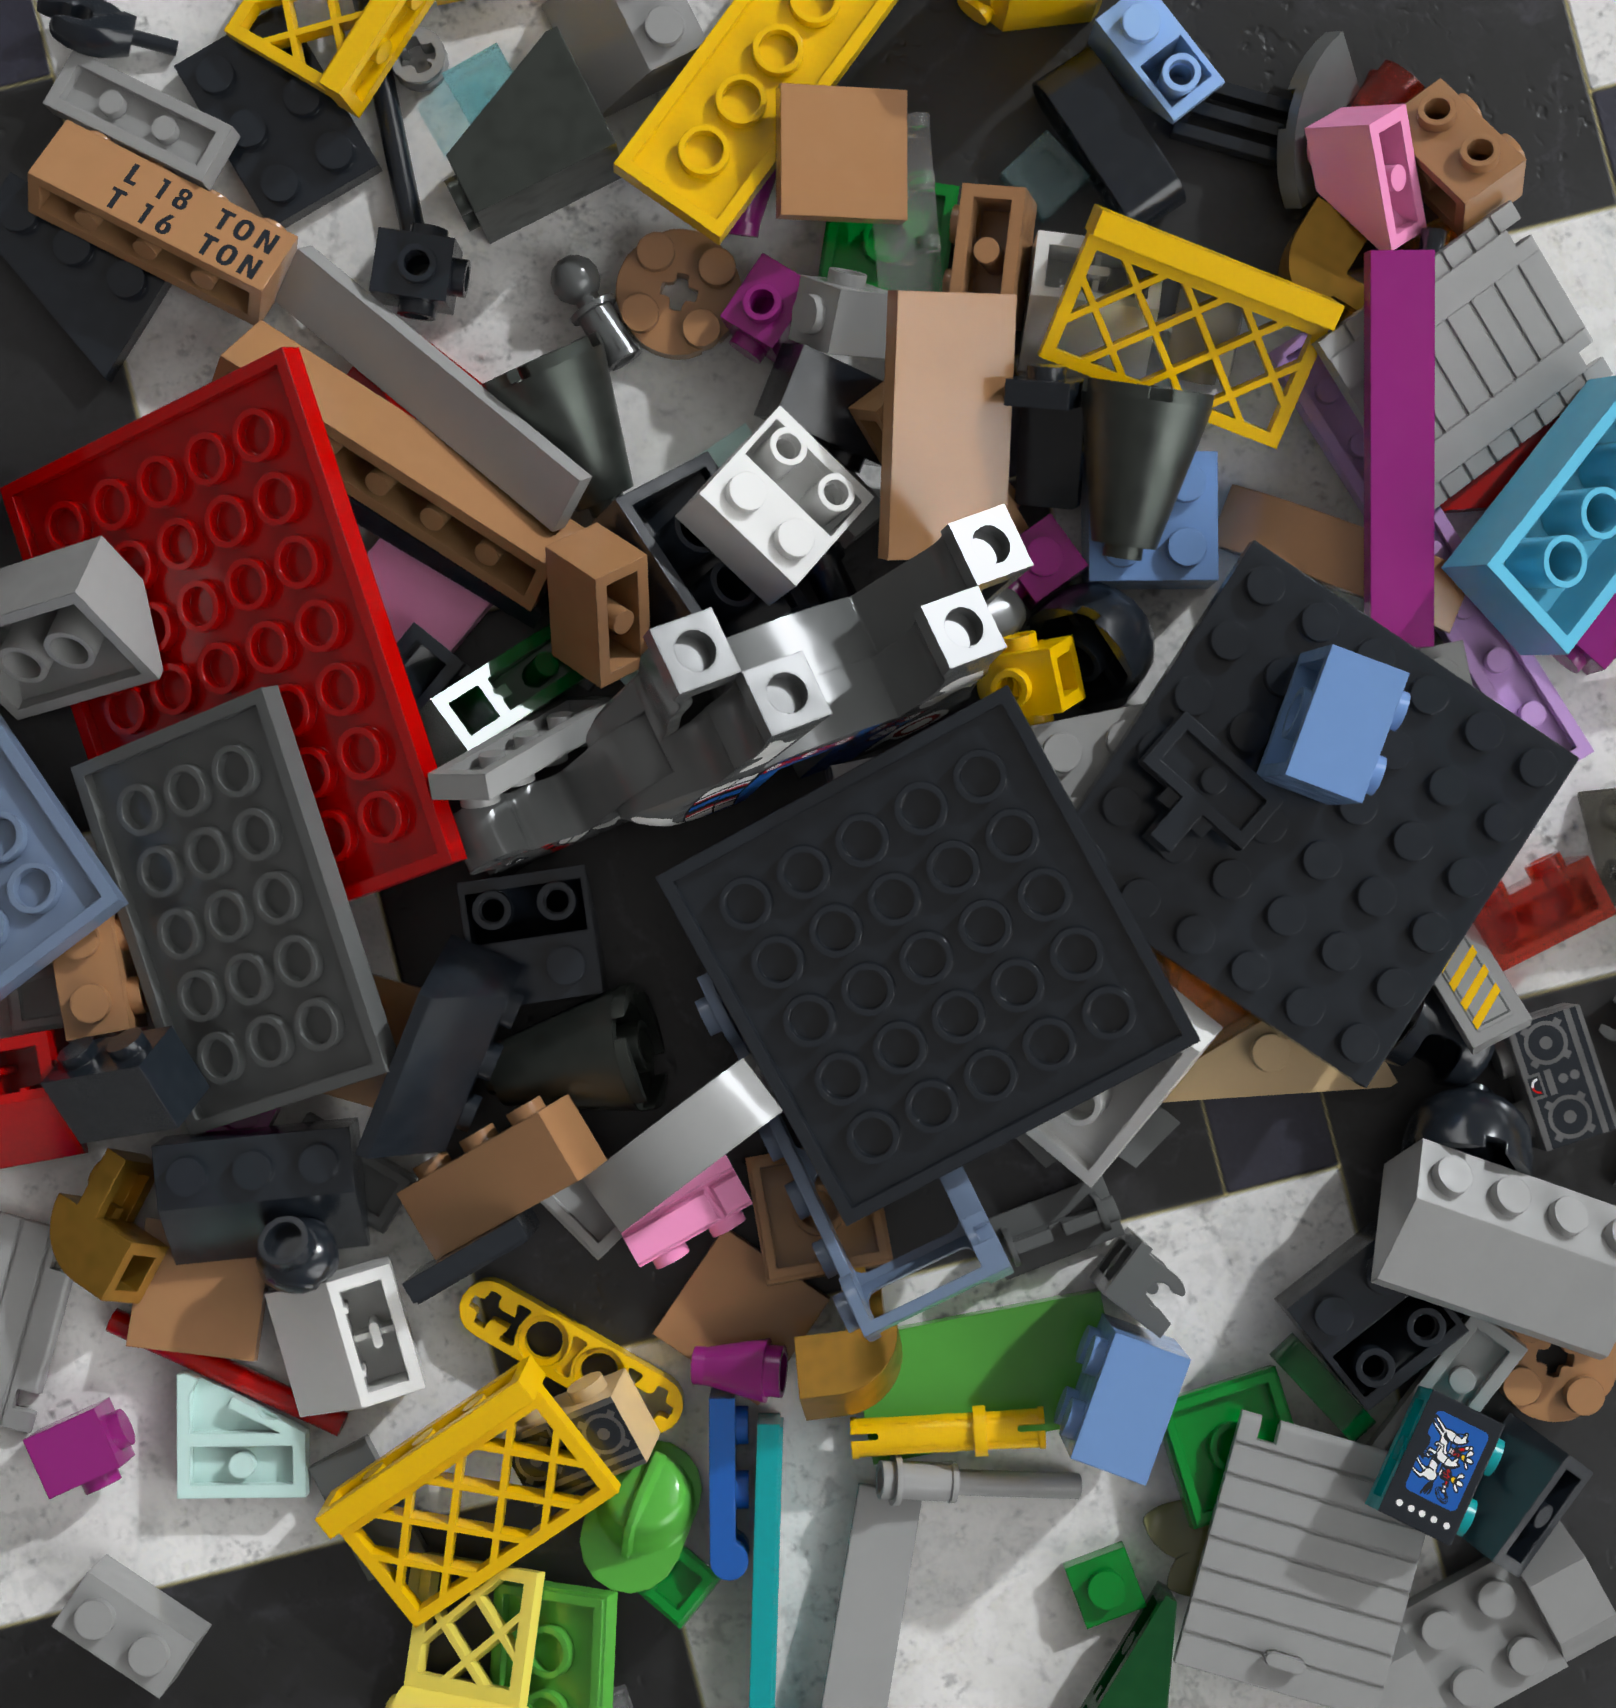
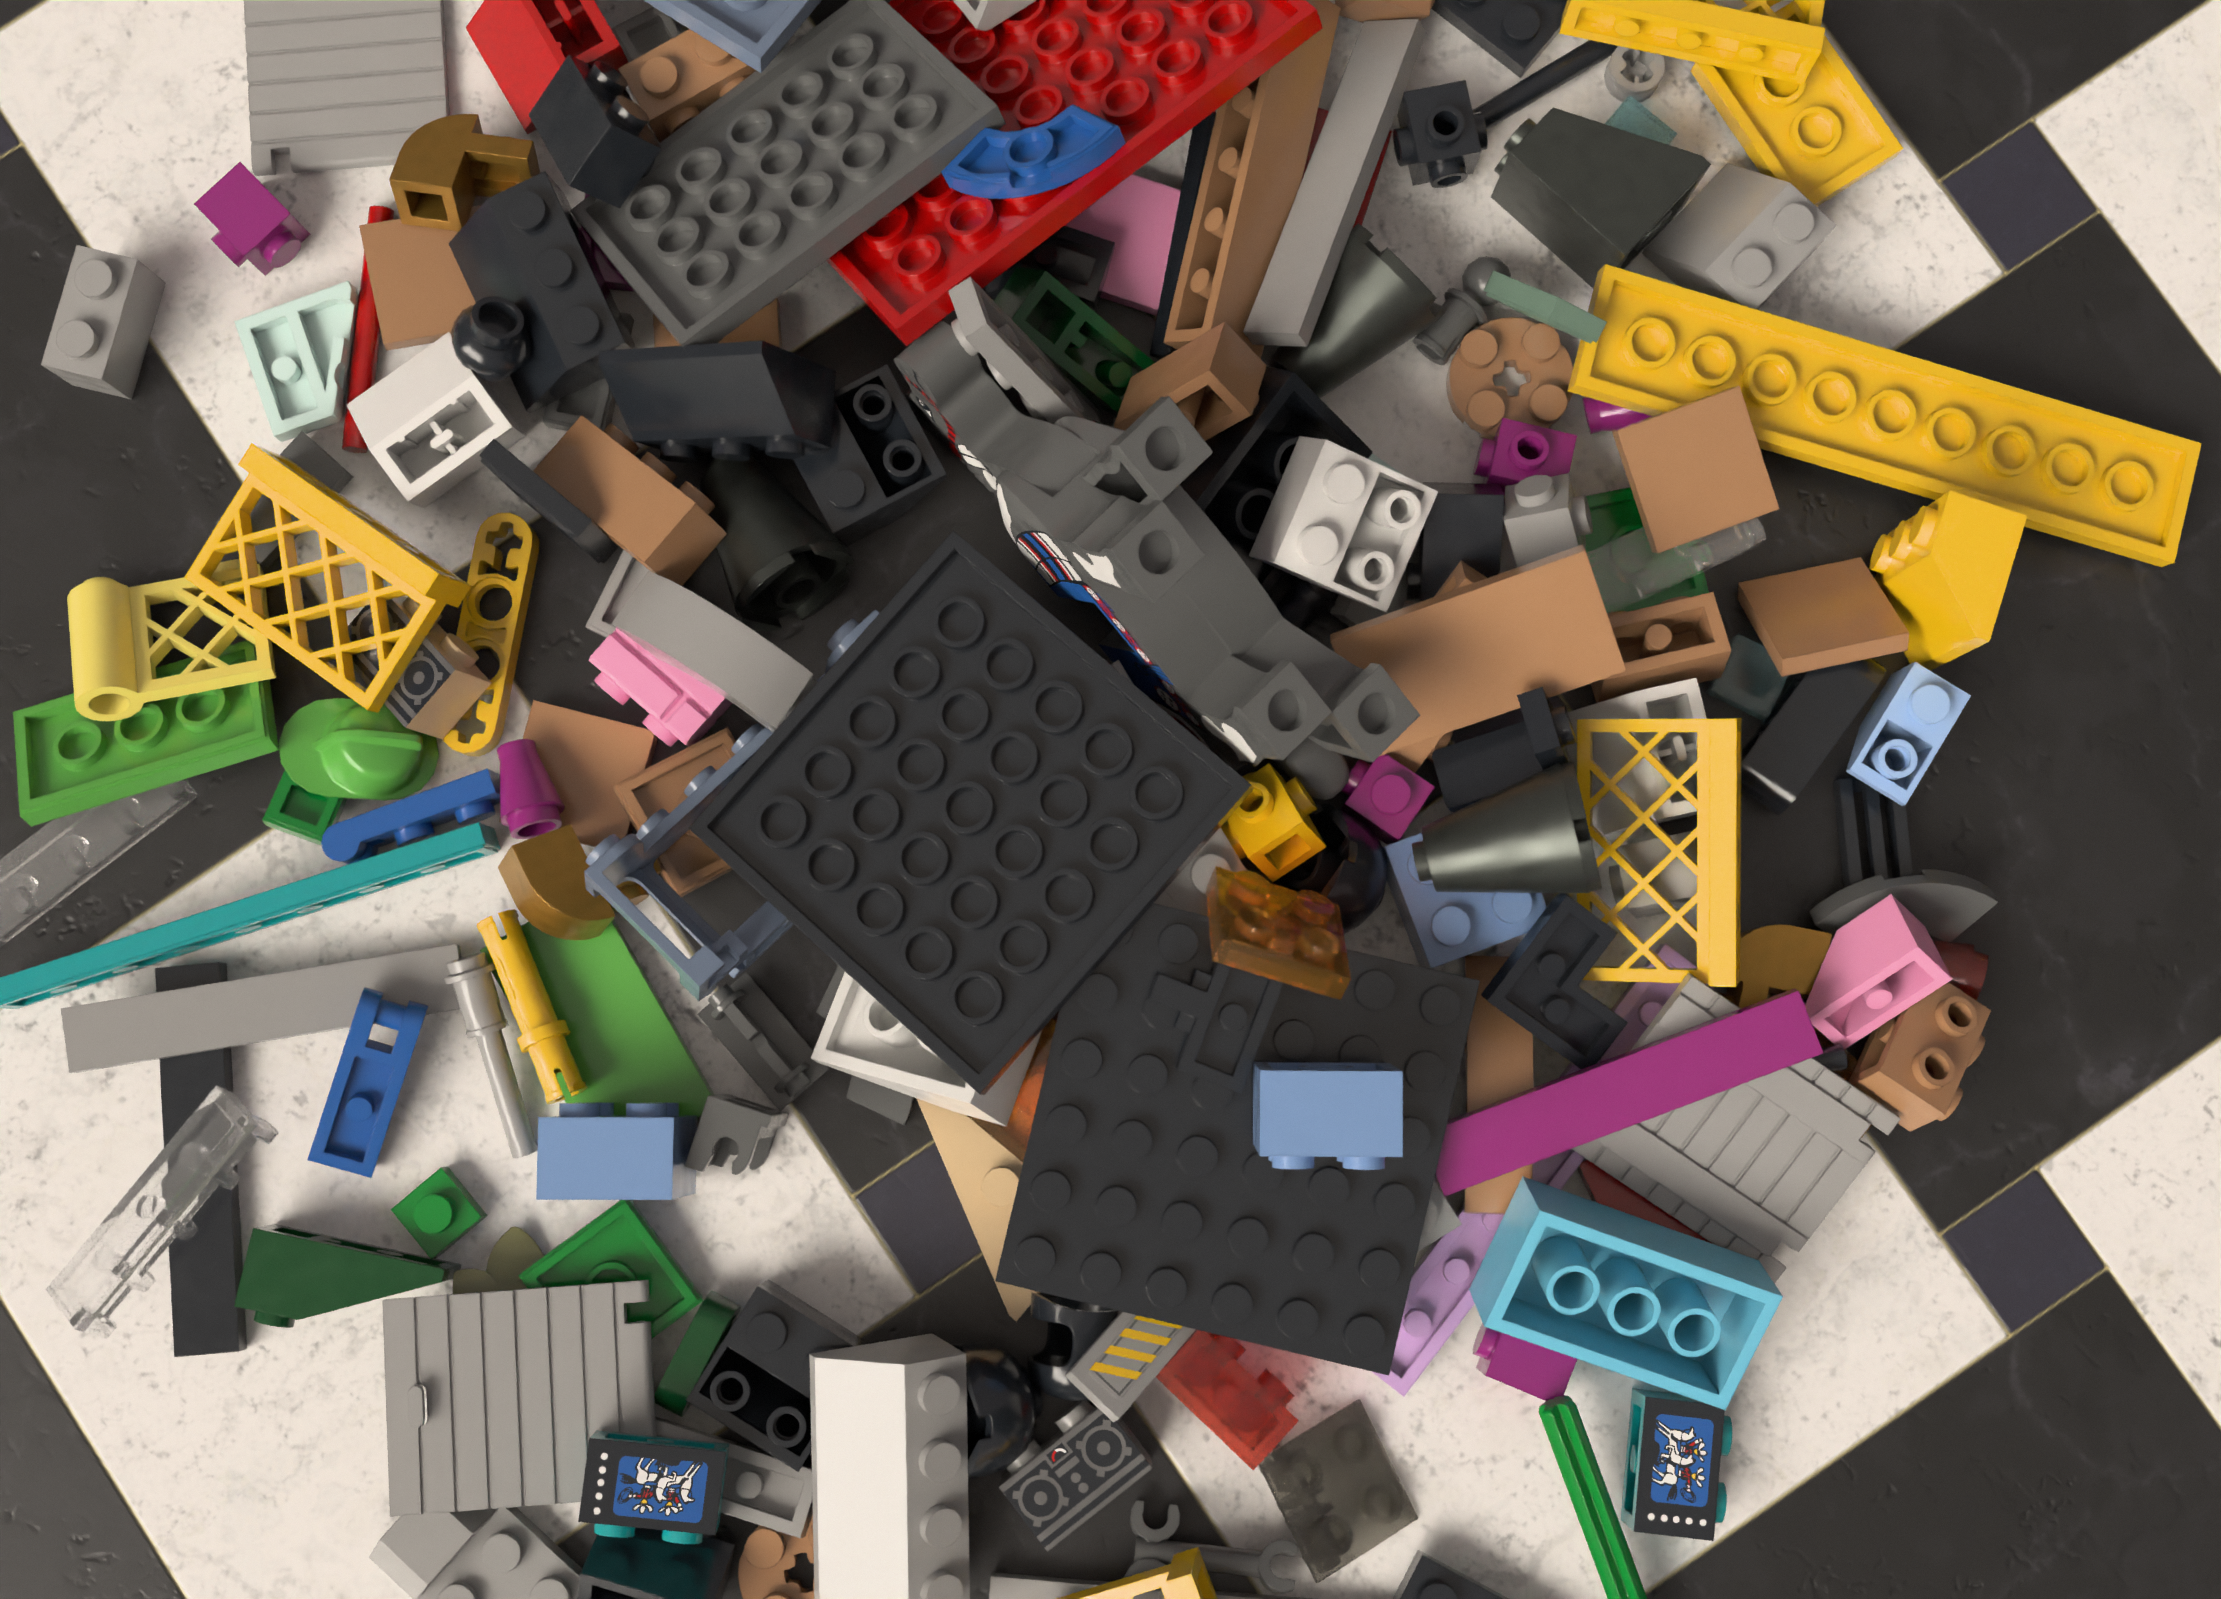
camera: 75 degrees right, 5 degrees down
(327, 670) = (1033, 158): none -> blue tile
(632, 236) = (1544, 307): none -> sand green tile
(965, 1612) = (366, 1085): none -> blue plate
(1017, 88) = (1822, 616): none -> medium nougat tile
(1148, 711) = (1277, 932): none -> clear orange plate
(1274, 482) = (1543, 978): none -> black plate

